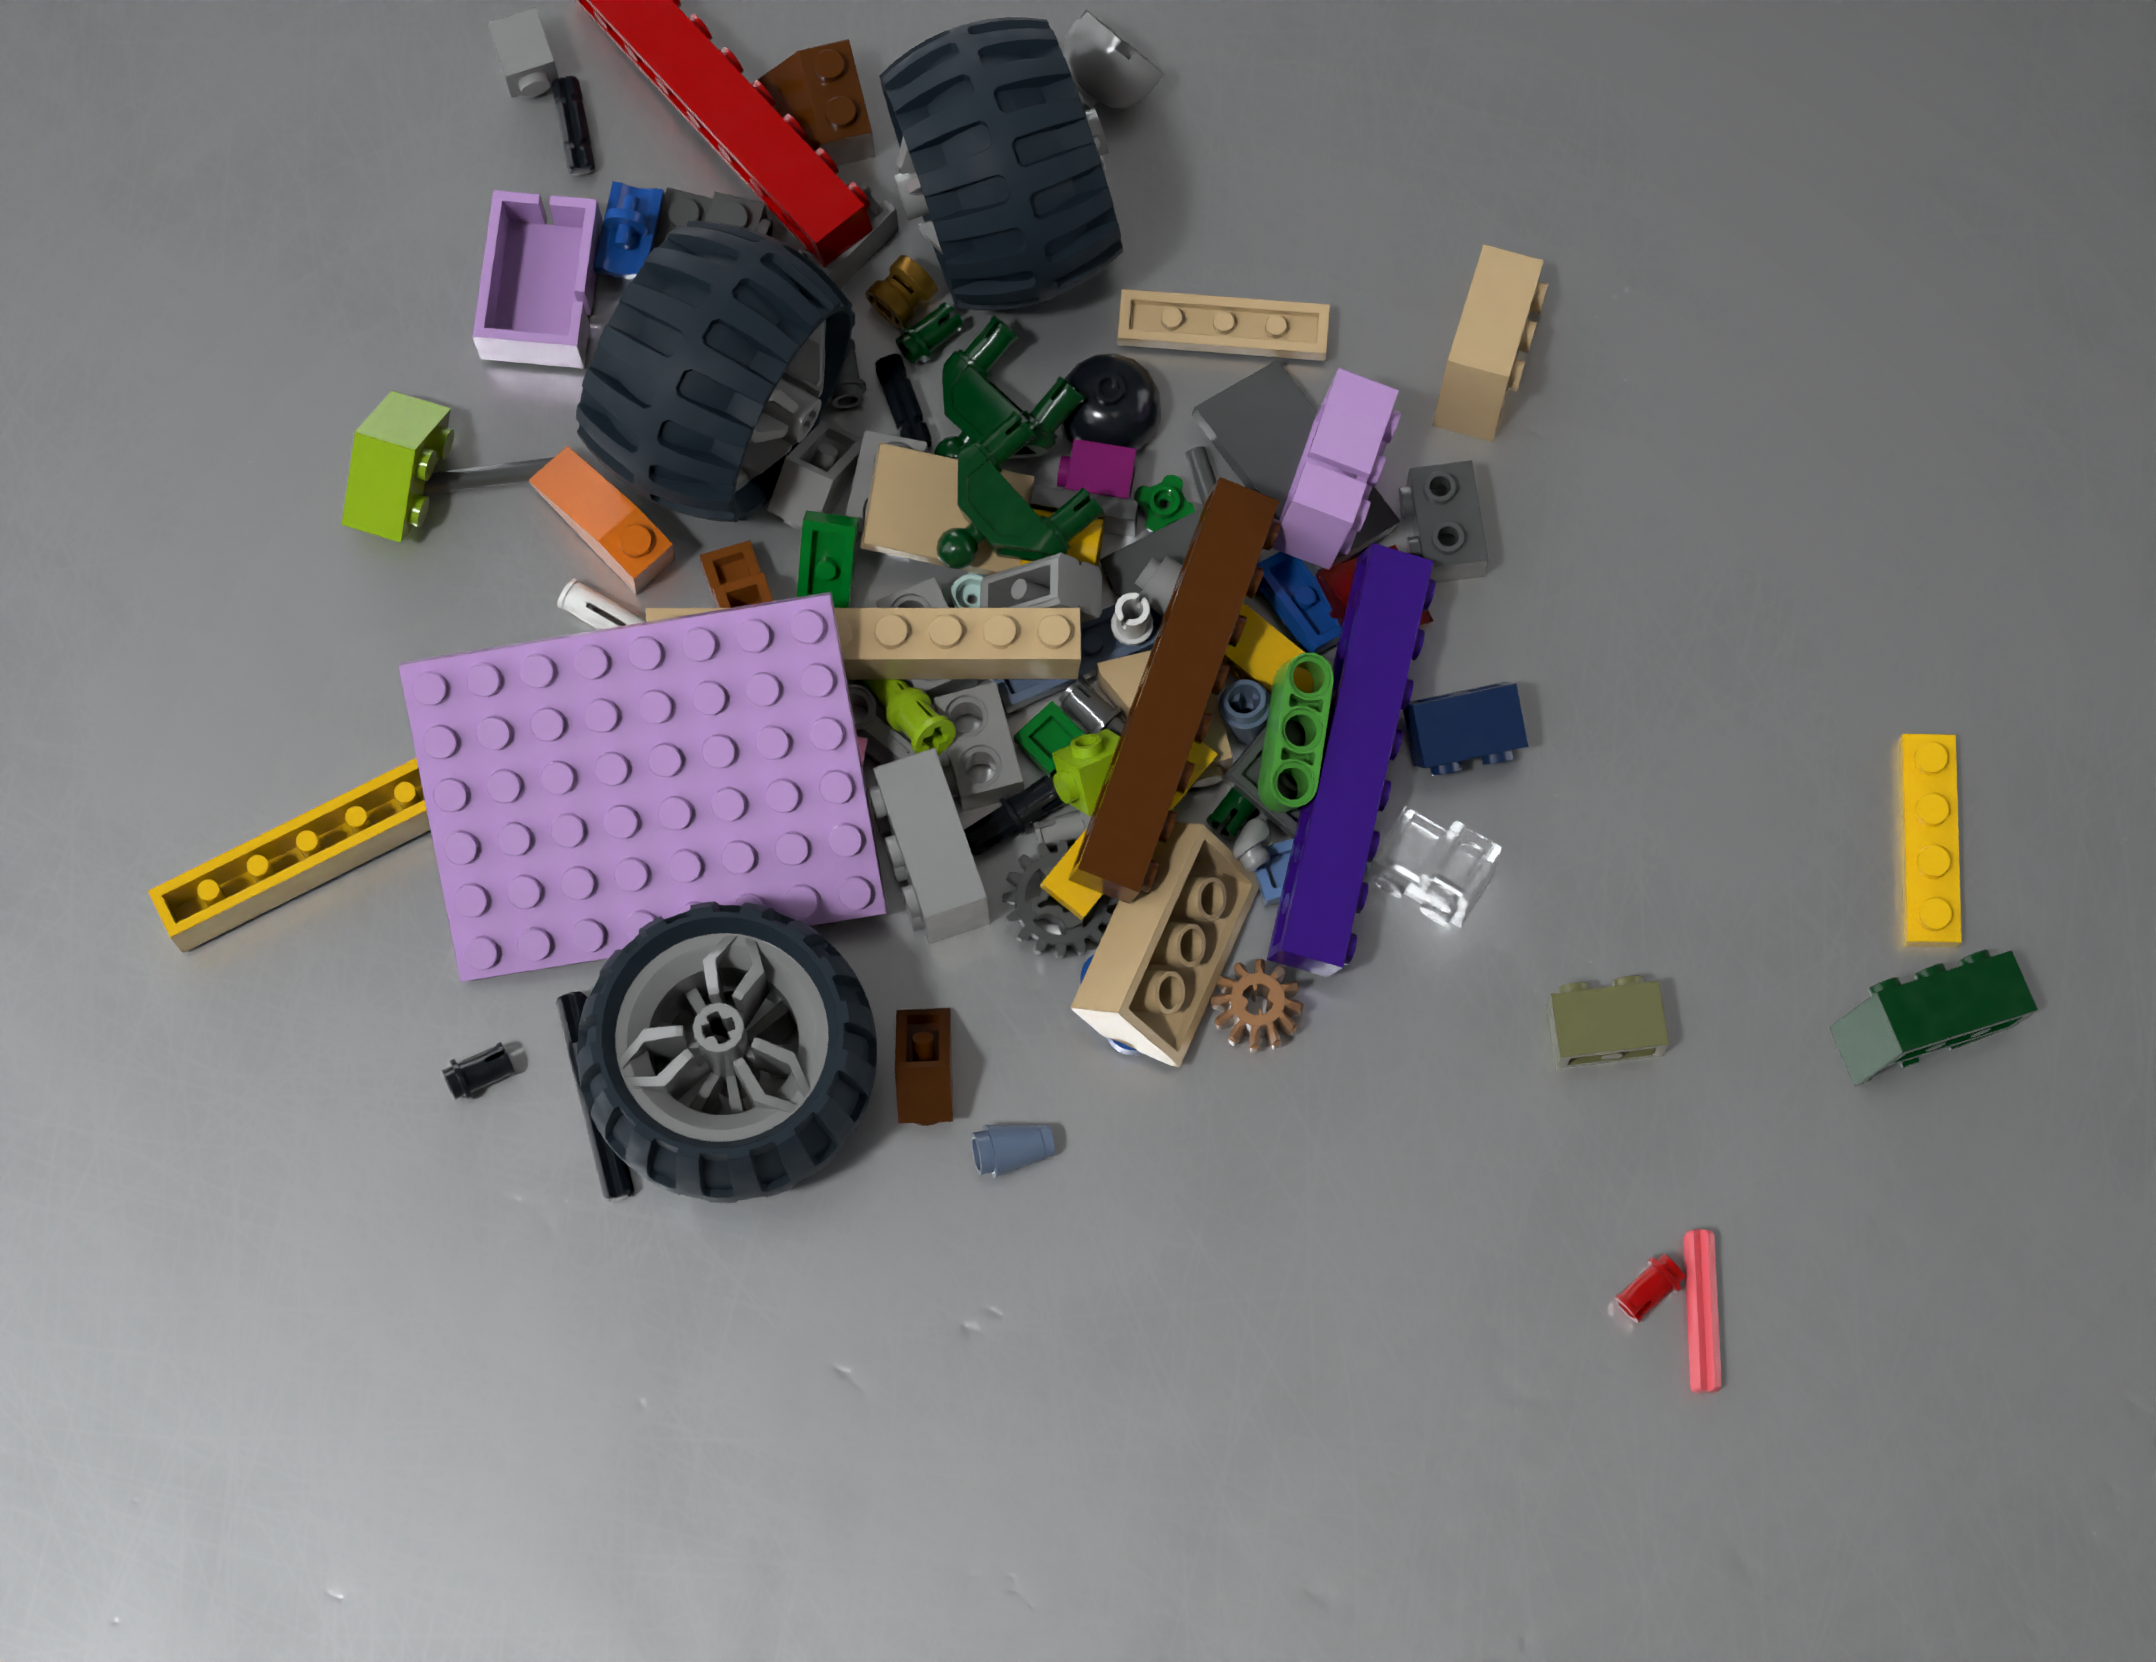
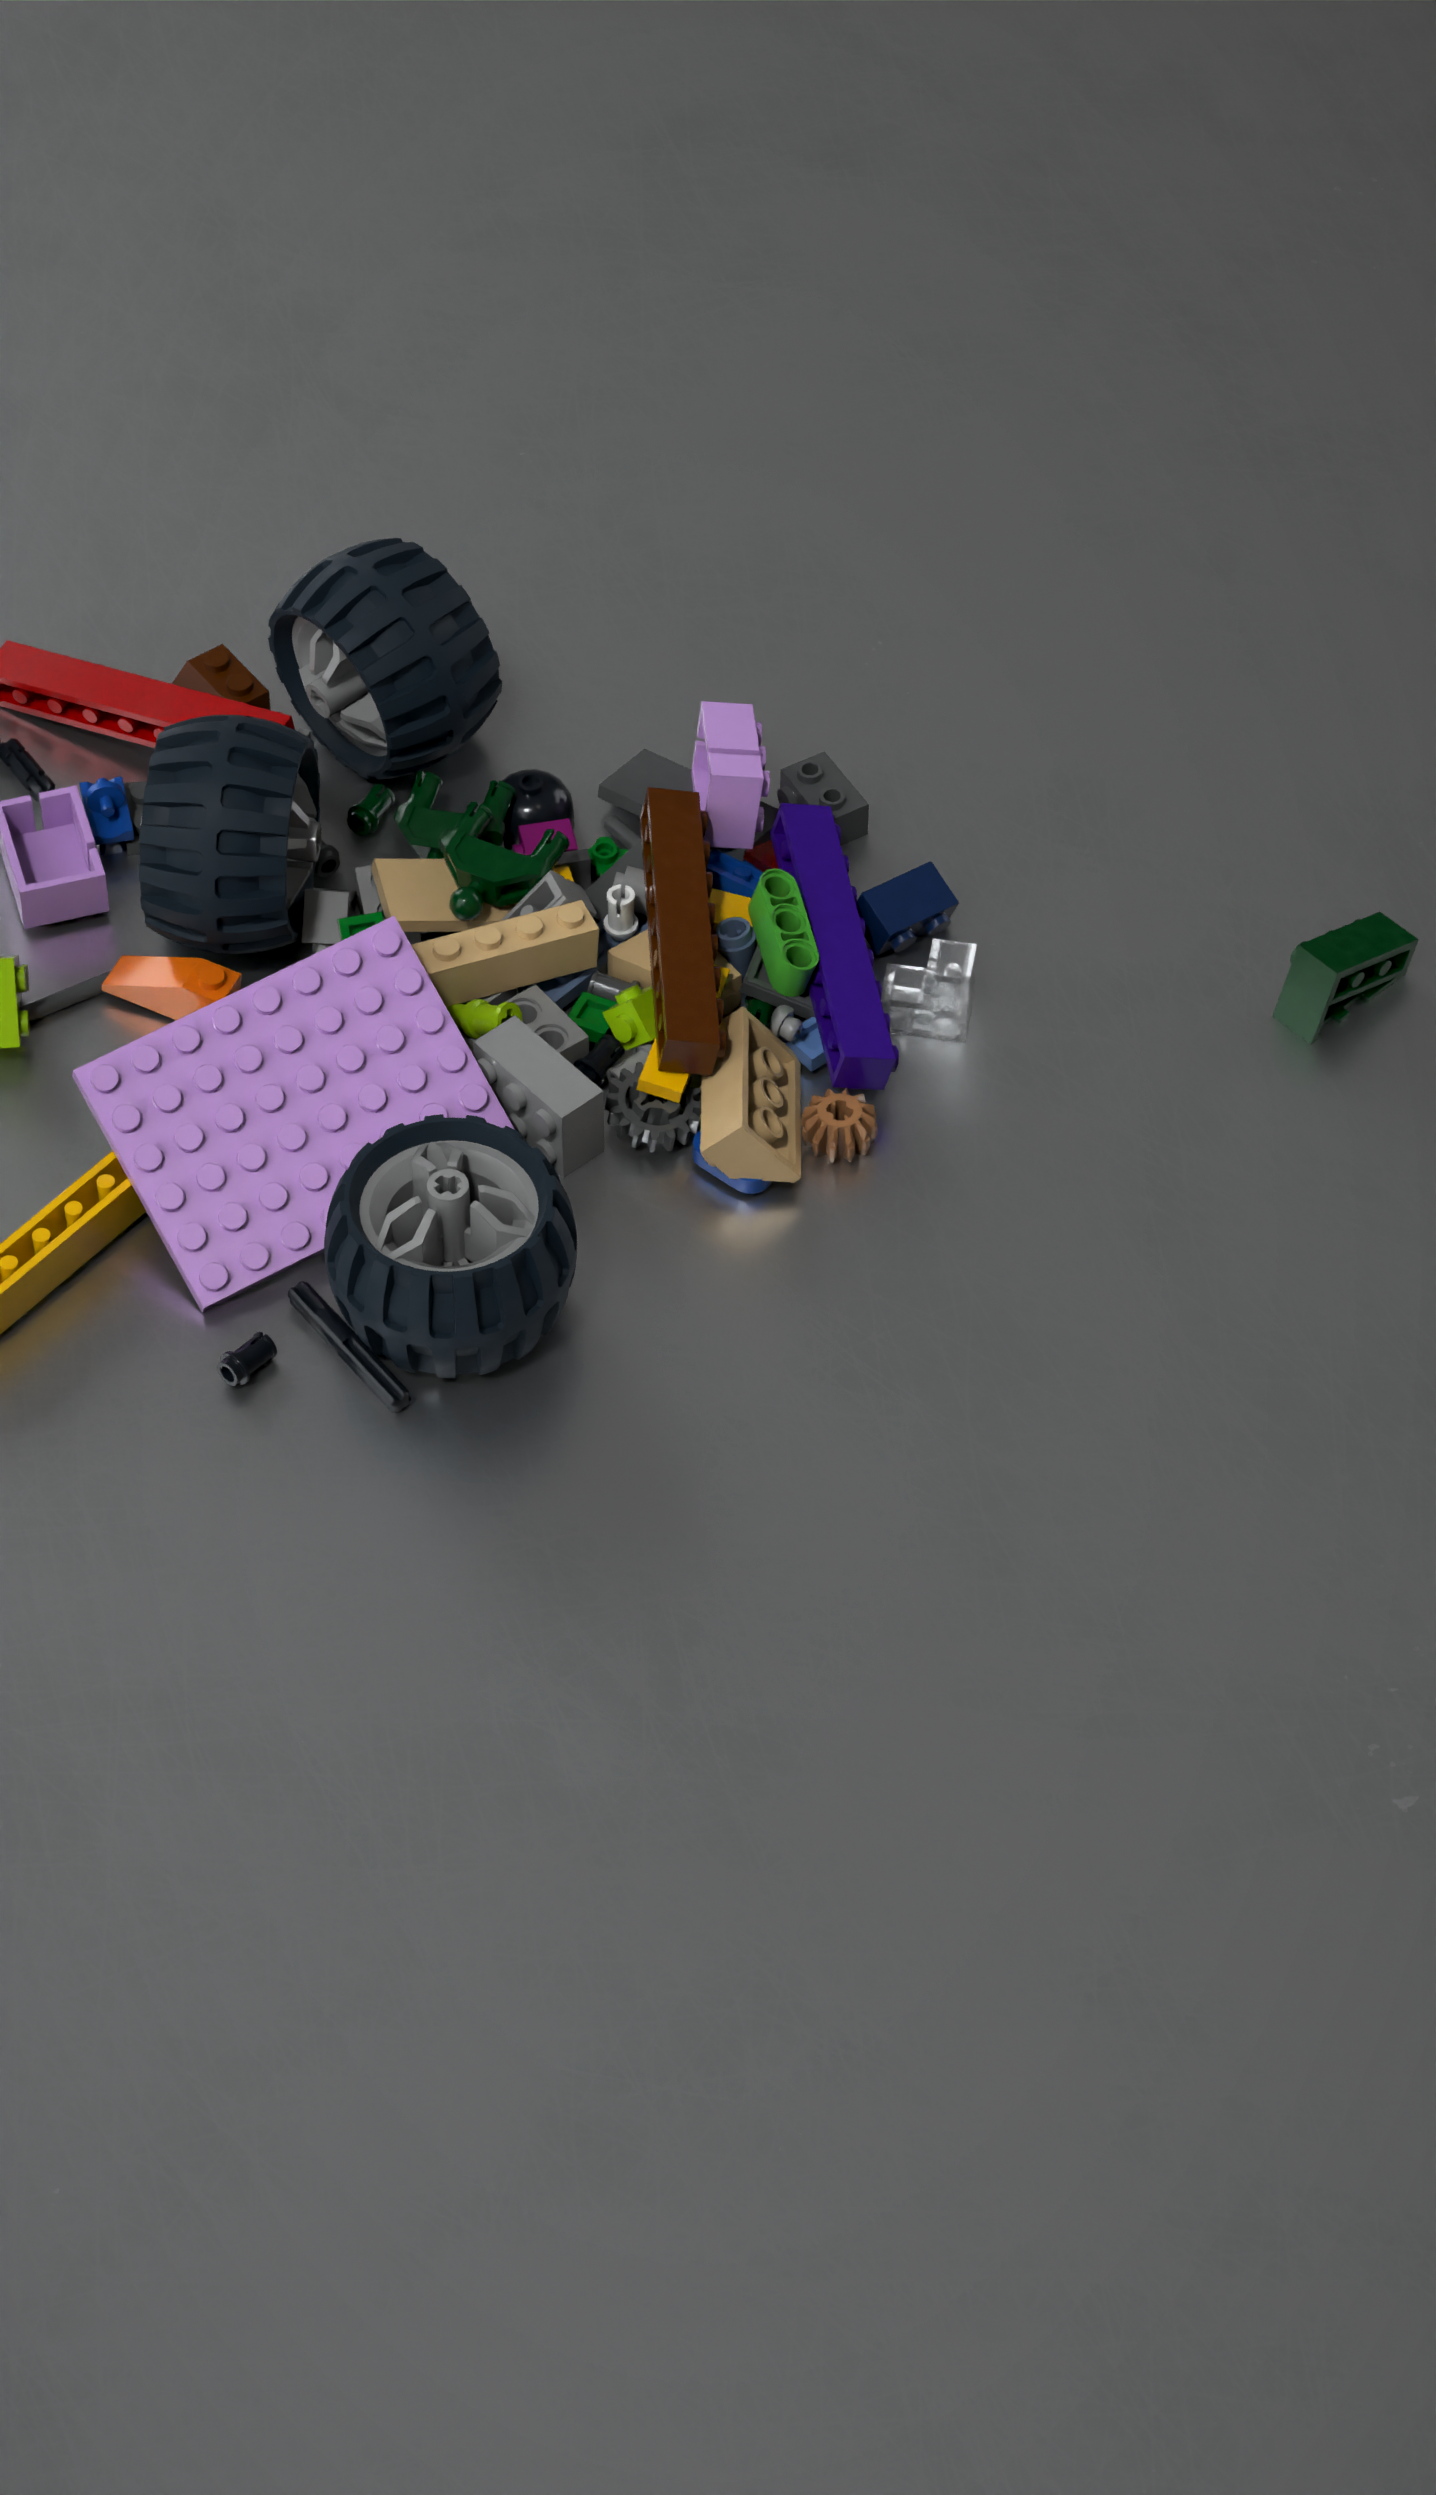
camera: 25 degrees left, 25 degrees down
(901, 291) = (338, 787): pearl gold wheel -> none
(902, 398) = (363, 850): black axle -> none
(924, 1066) = (607, 1244): reddish brown slope -> none
(1010, 1147) = (694, 1272): sand blue cone -> none
(1223, 324) = (594, 739): tan plate -> none
(1488, 342) = (800, 689): tan wedge -> none
(1607, 1022) = (1108, 1054): olive brick -> none
(1650, 1287) = (1234, 1194): red pin -> none
(1702, 1311) = (1277, 1206): coral axle -> none
(1930, 840) = (1280, 879): yellow plate -> none

